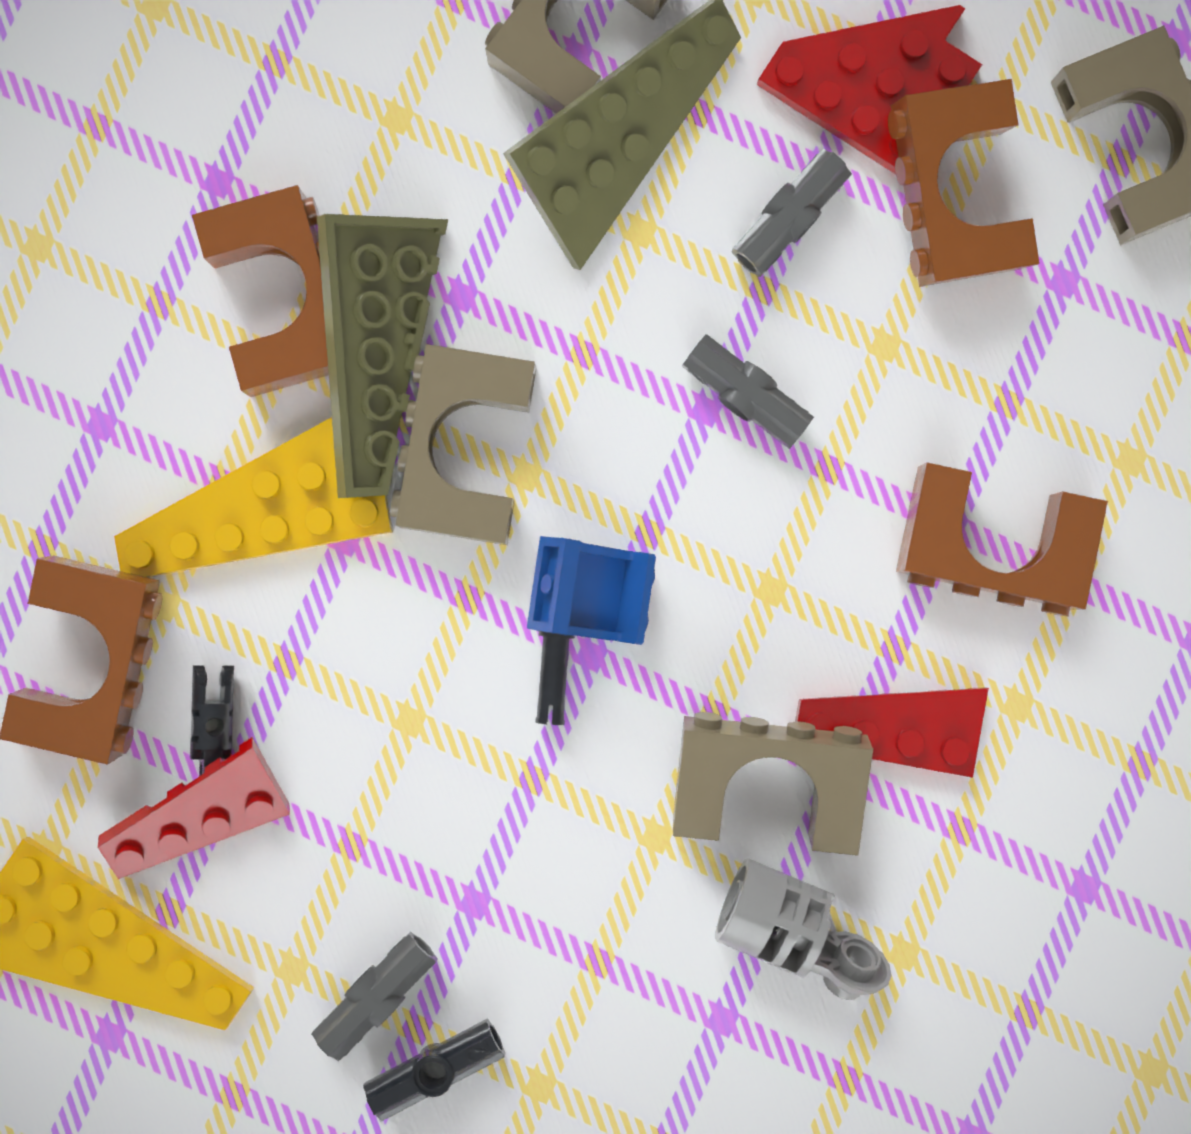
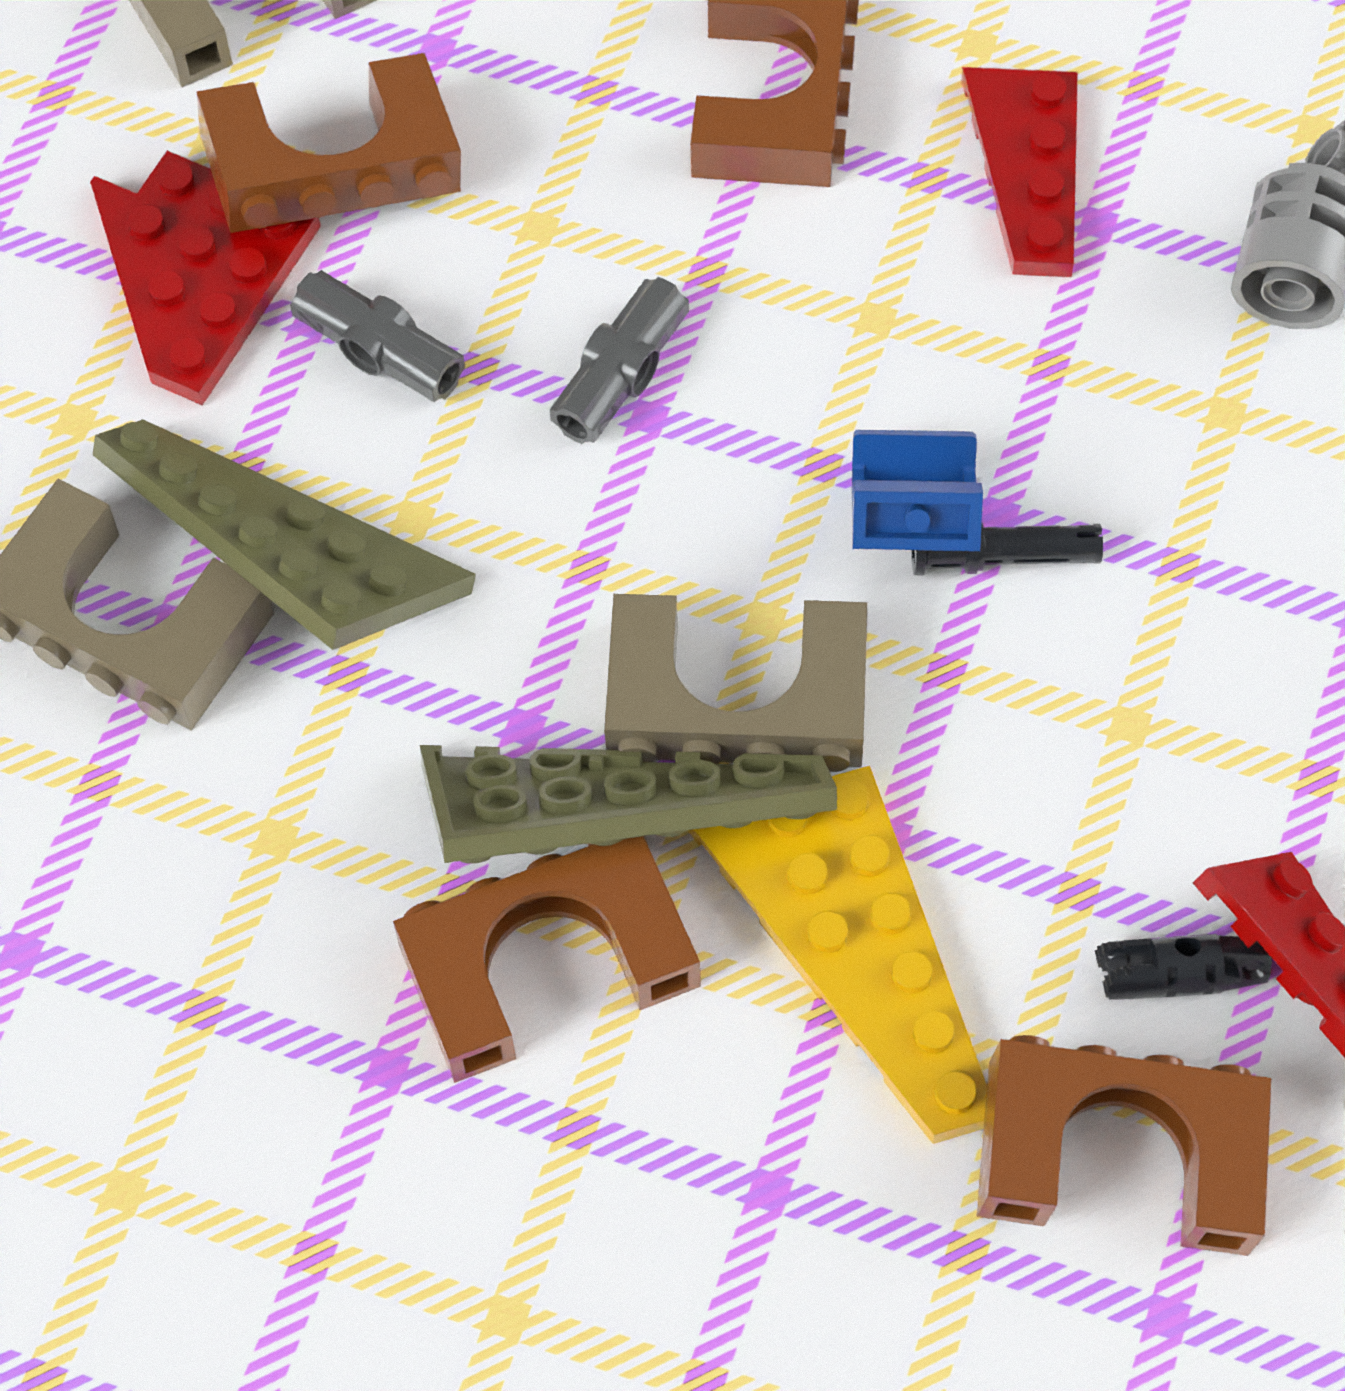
camera: 90 degrees left, 25 degrees down
(718, 748) = (1099, 330): dark tan arch -> none

